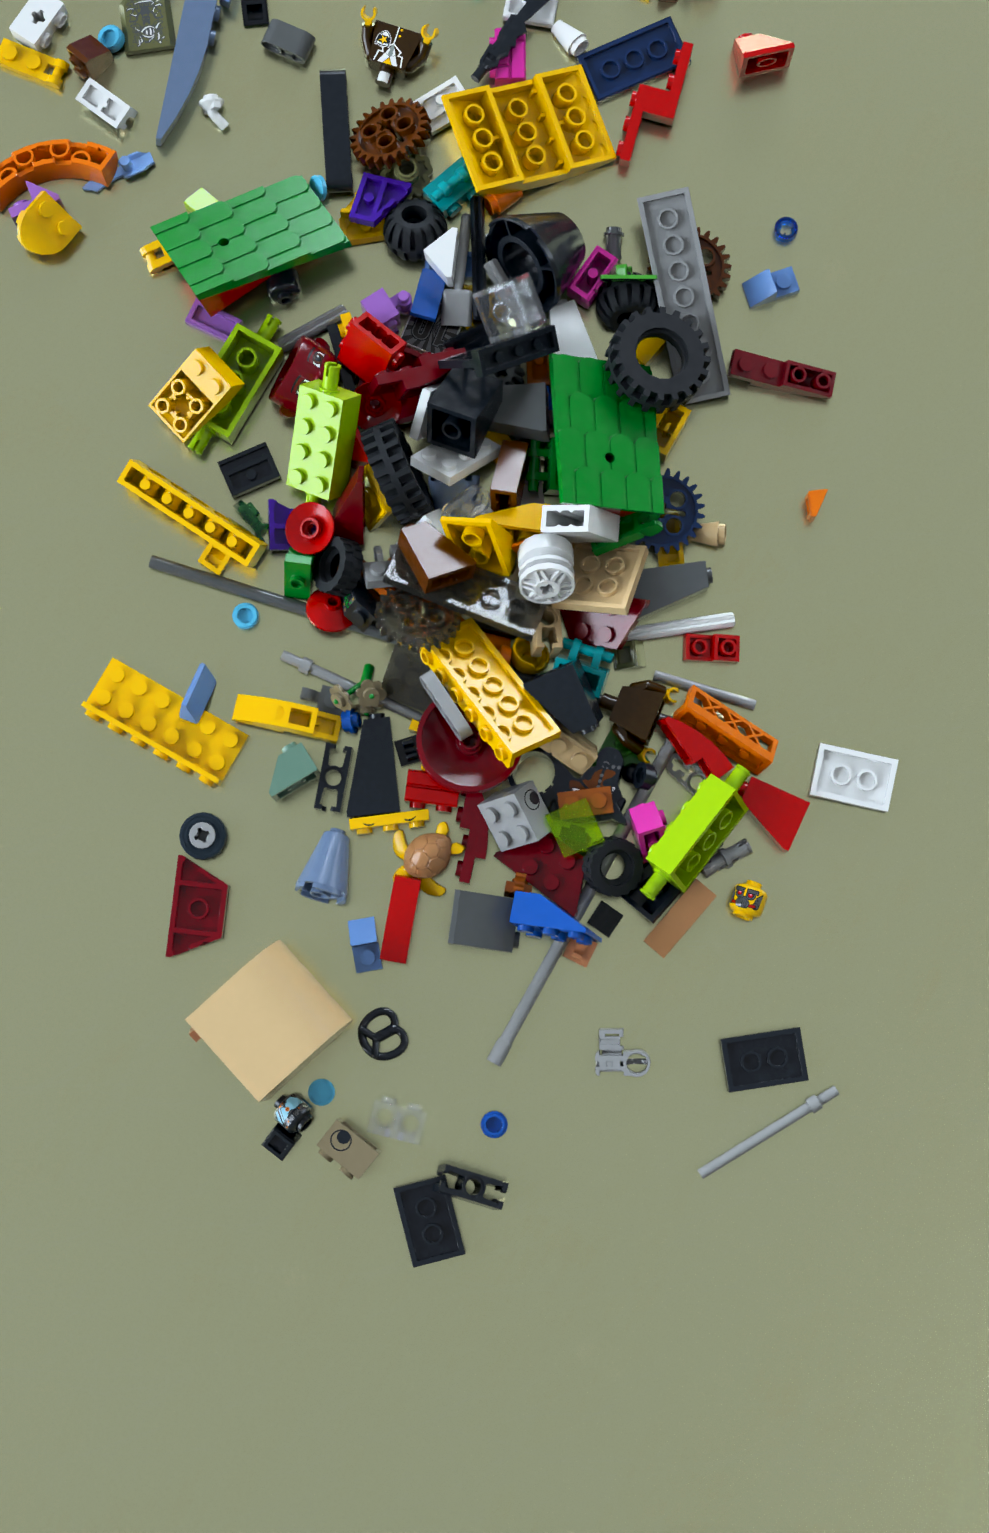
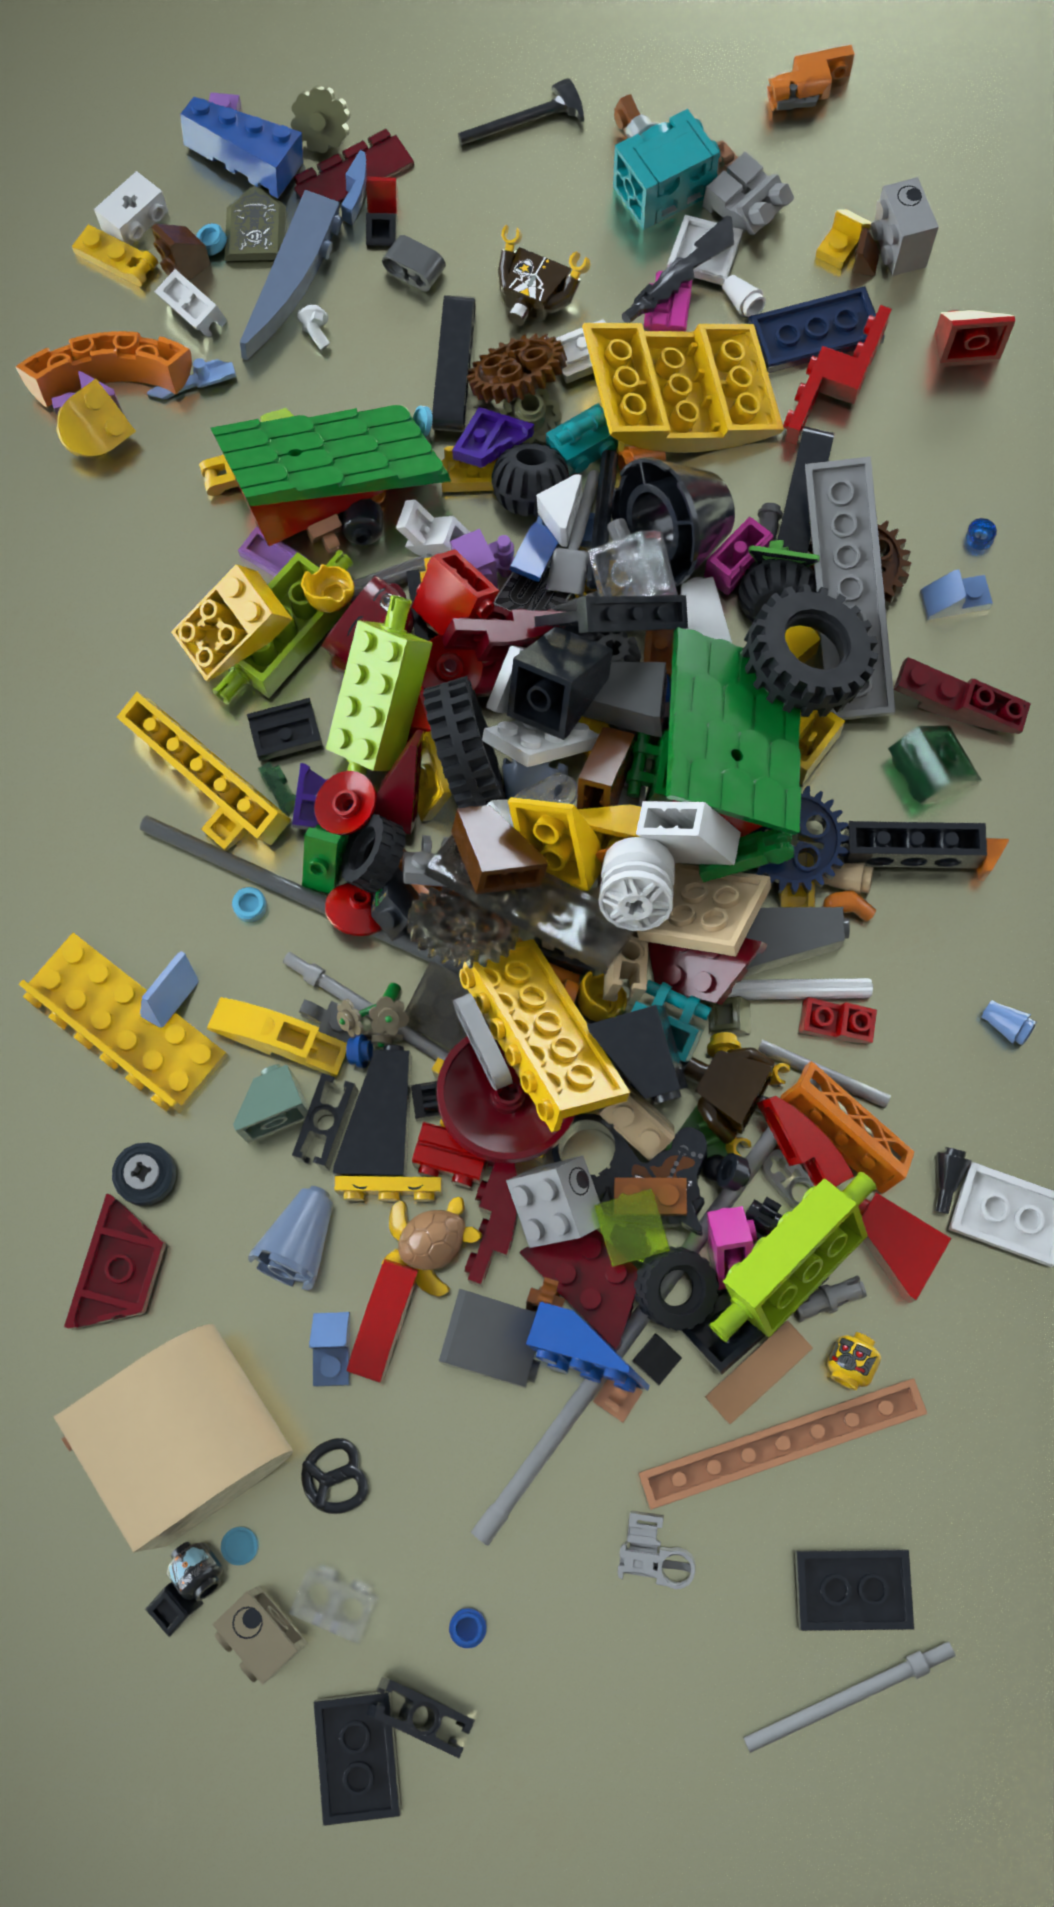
camera: 10 degrees right, 10 degrees down
(255, 298) = (326, 532): none -> nougat tile
(269, 354) = (328, 588): none -> yellow hair
(341, 289) = (425, 532): none -> white brick
(625, 678) = (722, 1041): none -> yellow plate
(641, 184) = (795, 524): none -> black beam
(671, 805) = (764, 1216): none -> black gear
(702, 966) = (782, 1443): none -> nougat plate
(709, 554) = (851, 903): none -> orange arm
(756, 502) = (916, 844): none -> black brick
(765, 432) = (933, 763): none -> clear green slope
(806, 751) = (950, 1172): none -> black cone
(841, 632) = (1009, 1022): none -> medium blue cone

